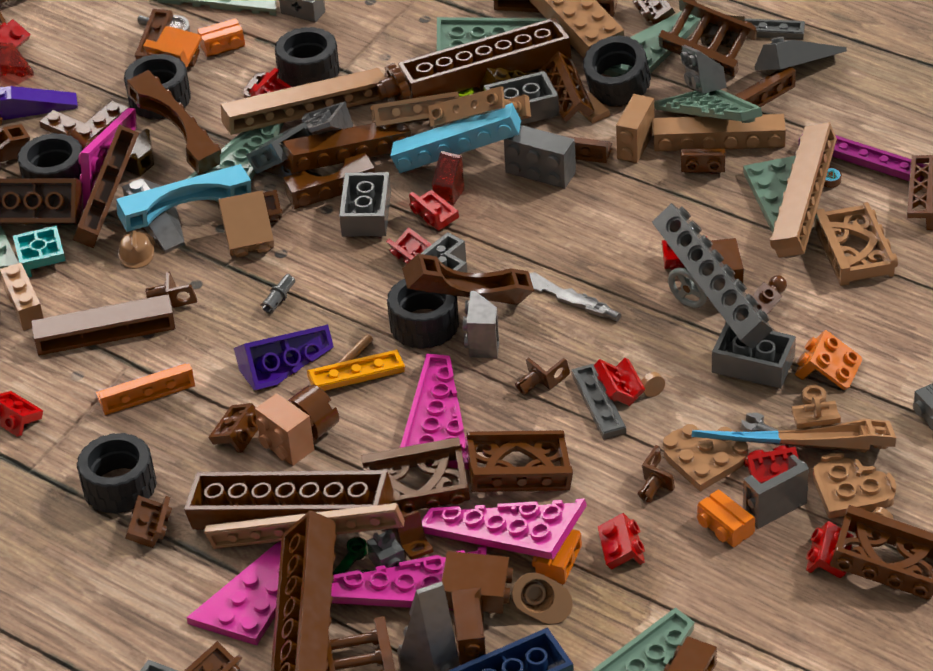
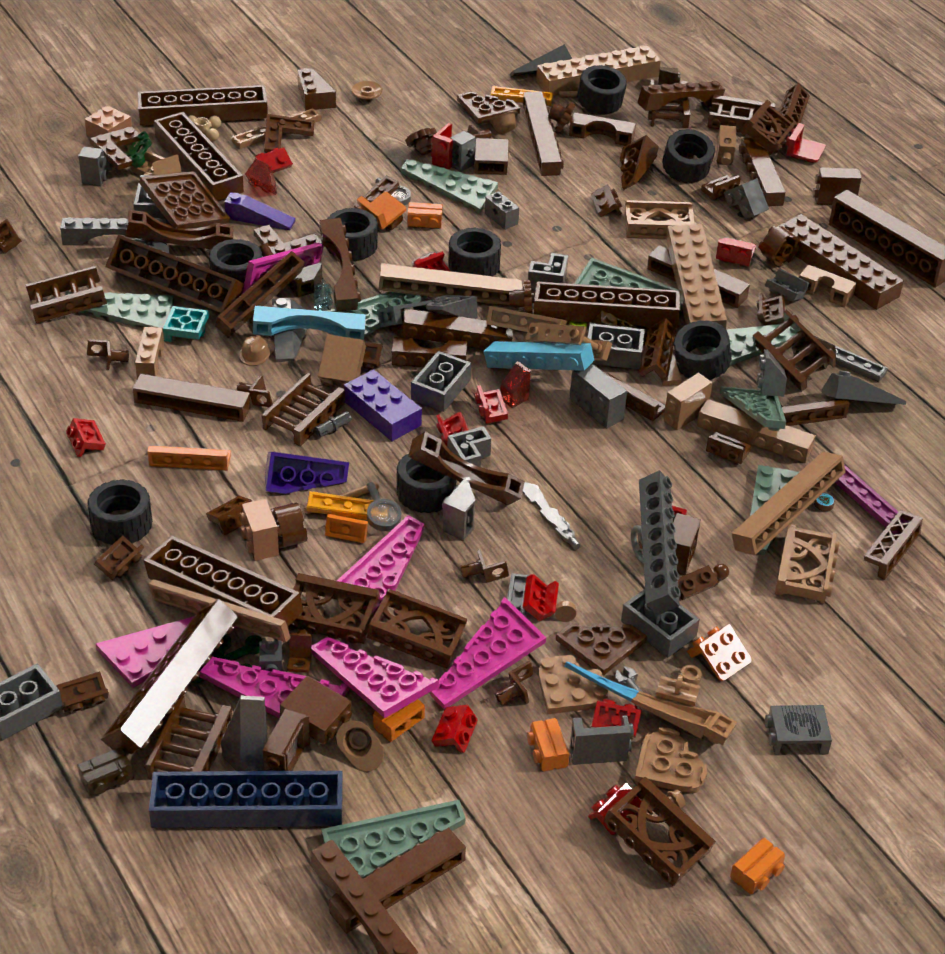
camera: 20 degrees right, 0 degrees up
(170, 168) = (322, 296): none -> clear light blue hinge
(253, 298) = (319, 415): none -> reddish brown fence
(319, 253) = (383, 405): none -> dark purple brick
(371, 393) = (346, 528): none -> orange tile
(398, 362) = (382, 513): none -> piece
(403, 47) = (553, 272): none -> dark grey brick
(608, 449) = (493, 648): none -> dark pink wing
(708, 402) = (601, 645): none -> reddish brown plate

